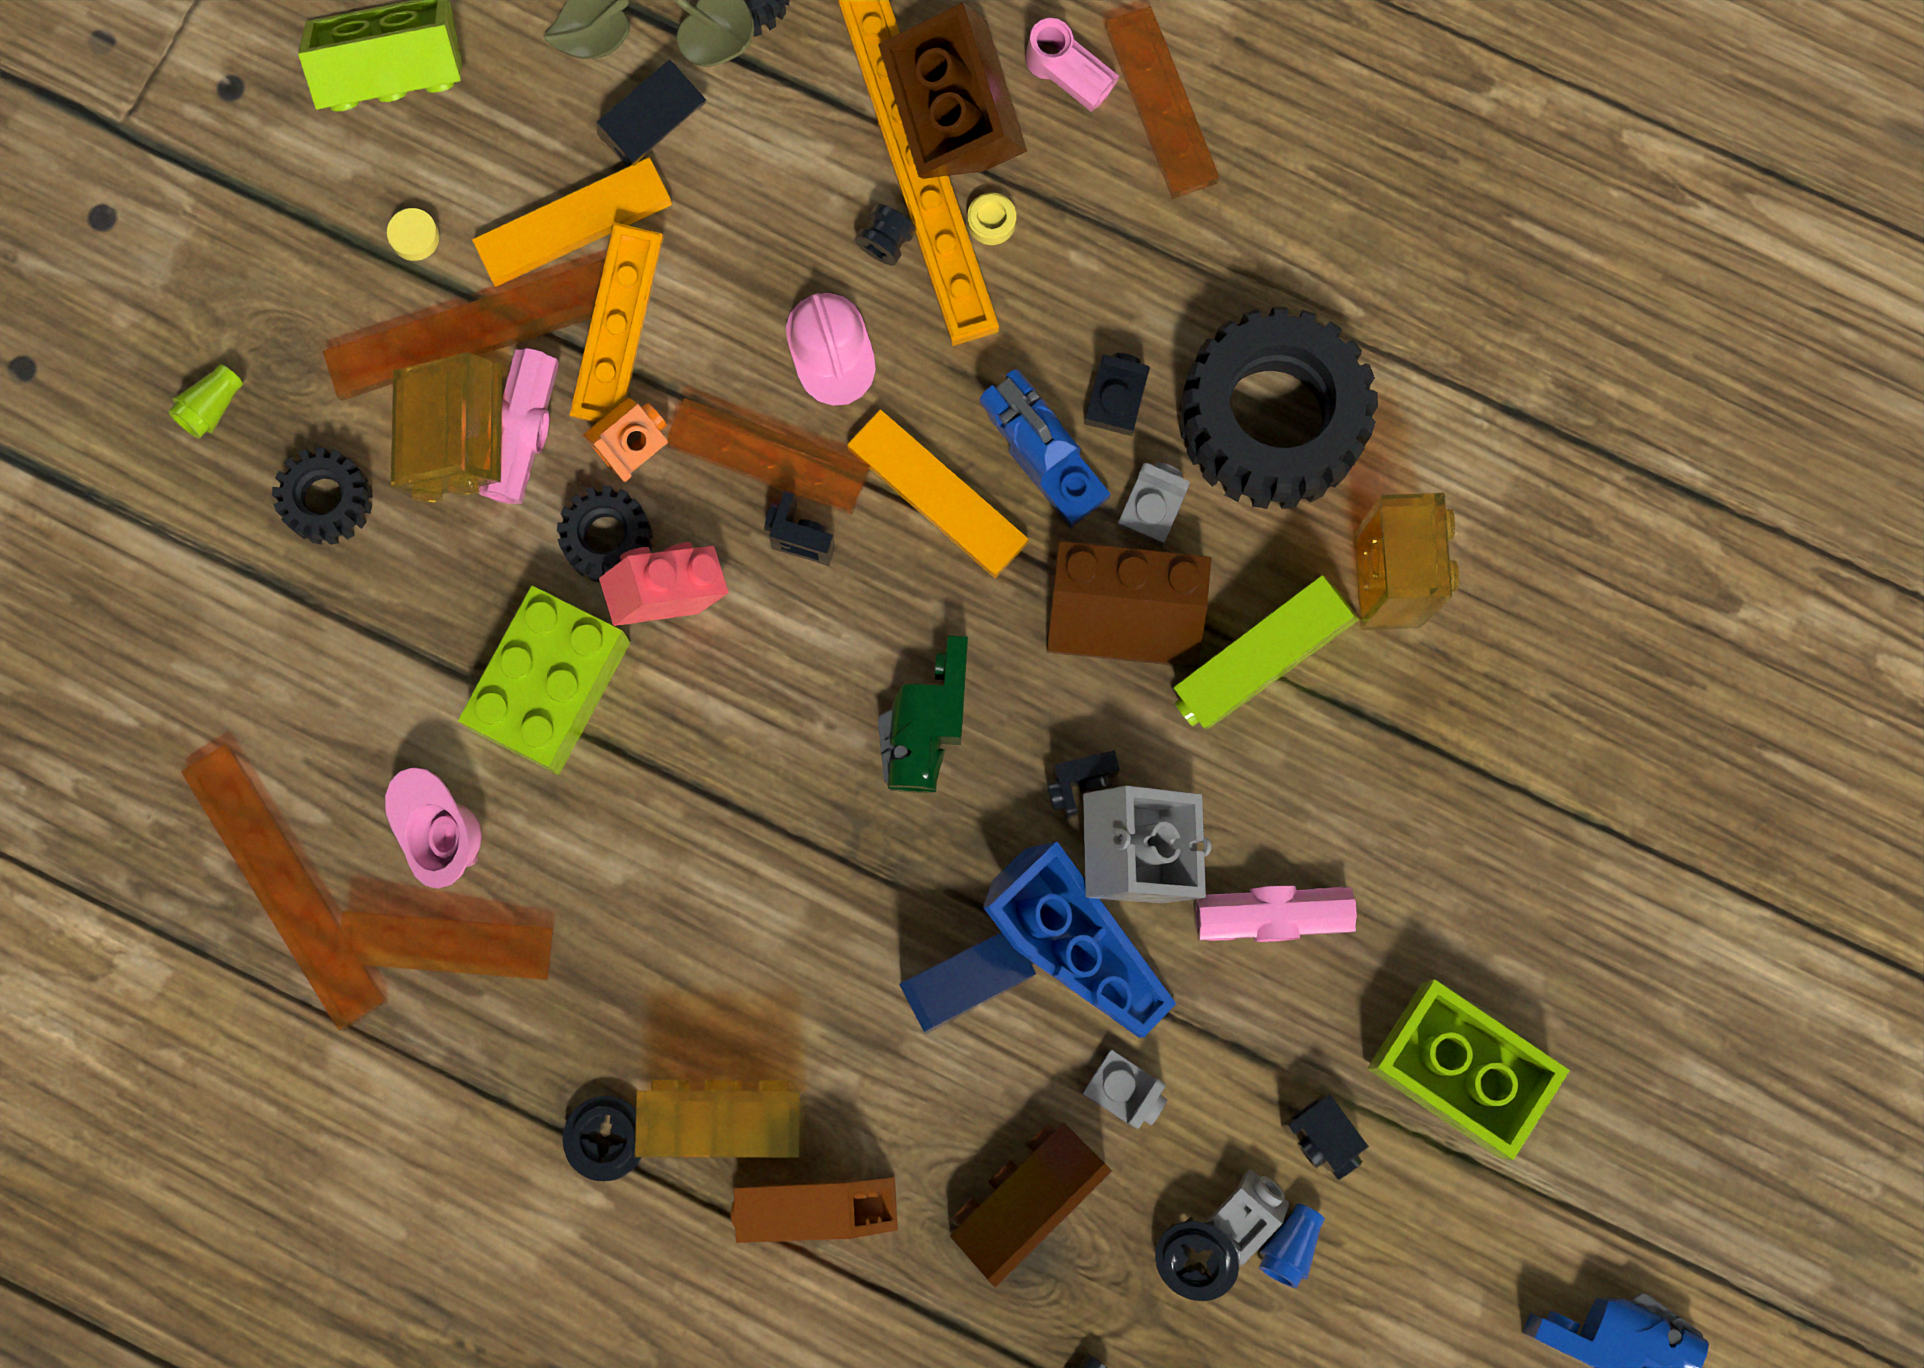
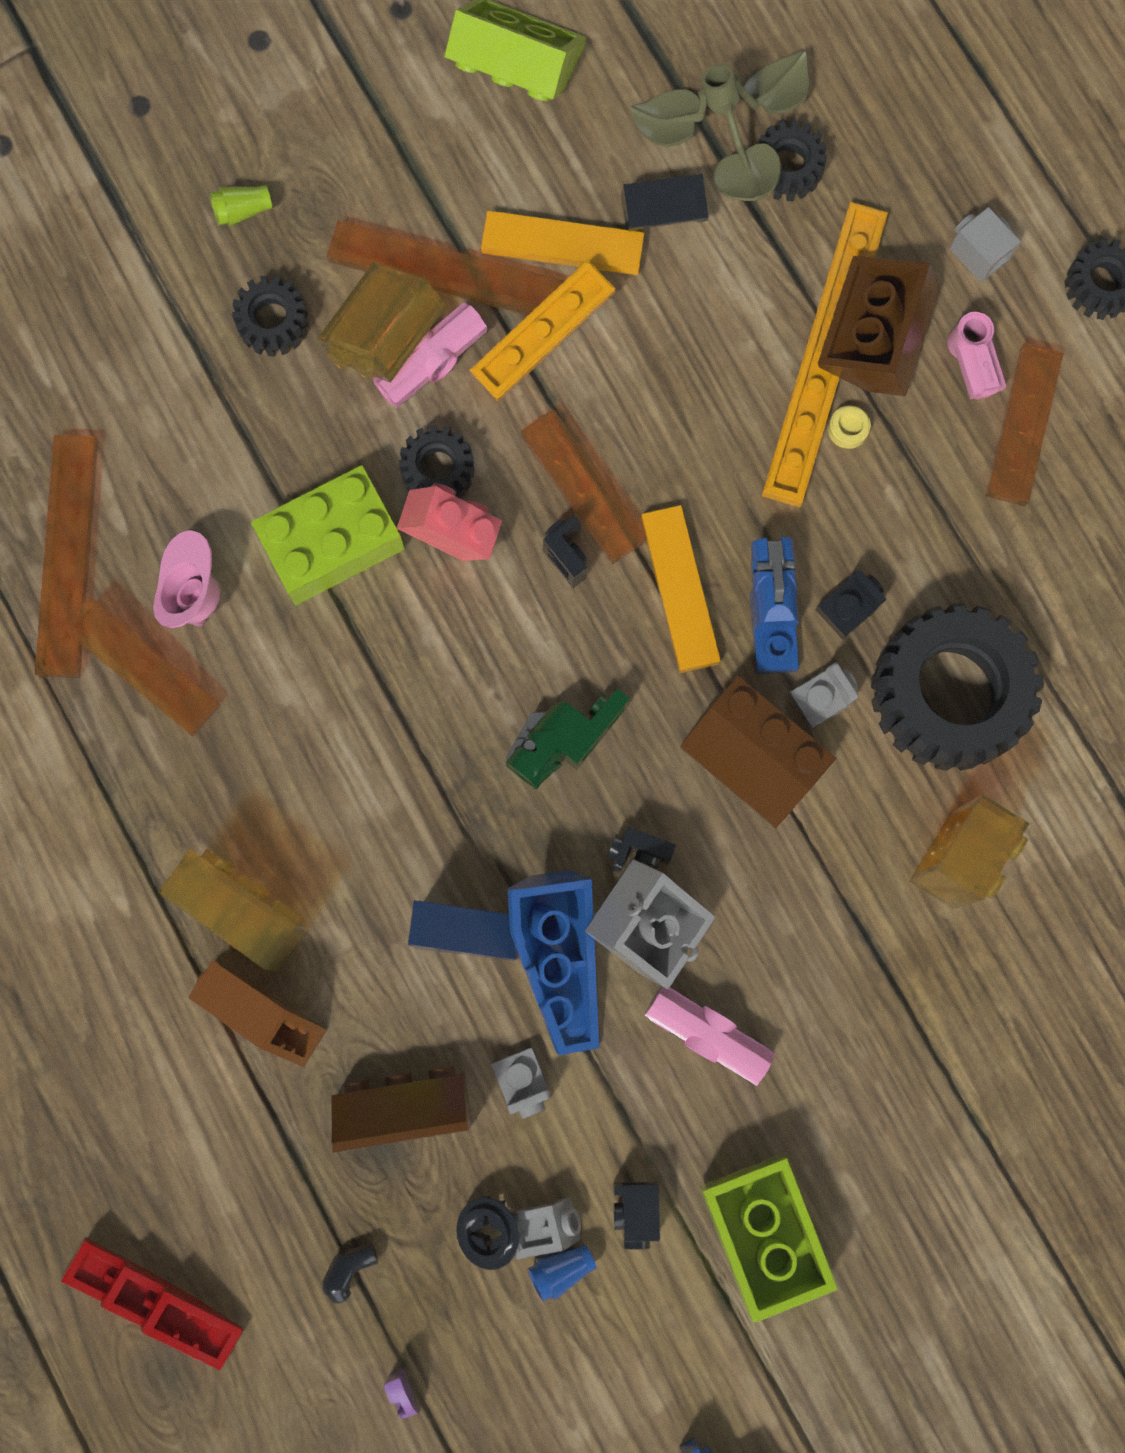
camera: 35 degrees right, 0 degrees up
(413, 234) = (451, 182): light yellow tile -> none
(585, 1154) = (134, 867): black gear -> none
(610, 437) = (486, 399): orange brick -> none
(830, 349) = (676, 442): bright pink piece -> none
(885, 234) = (767, 389): black wheel -> none
(1265, 653) = (829, 850): lime slope -> none

